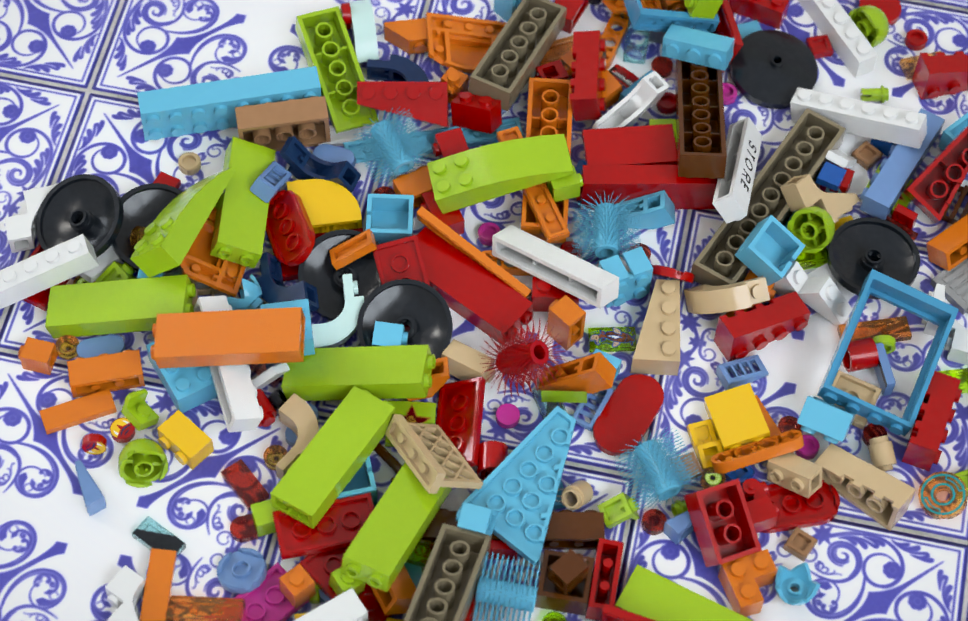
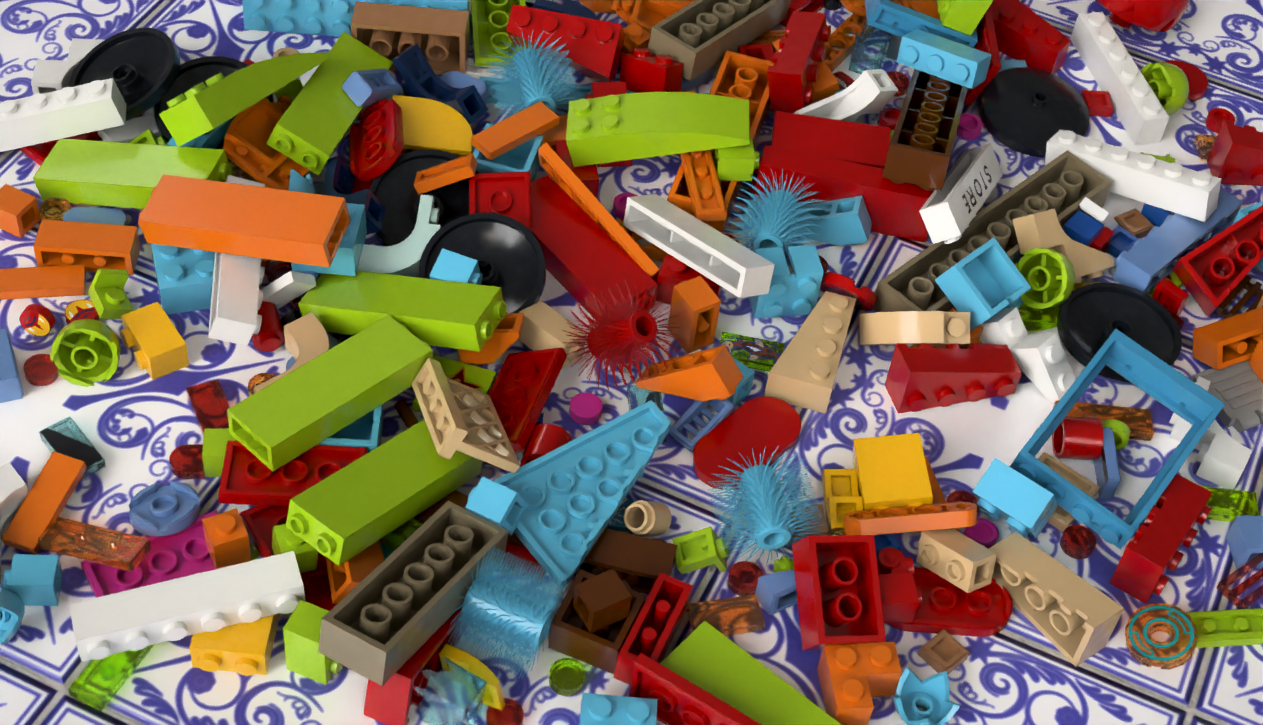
camera: 10 degrees right, 10 degrees down
(111, 482) = (40, 370): none -> clear red tile
(392, 196) = (515, 130): none -> orange tile
(564, 396) = (665, 397): lime sticker -> none
(648, 553) = (728, 615): none -> clear orange tile
(732, 366) = (892, 417): medium blue slope -> none
(862, 174) = (1121, 241): none -> blue tile
(882, 453) = (1085, 559): tan brick -> none

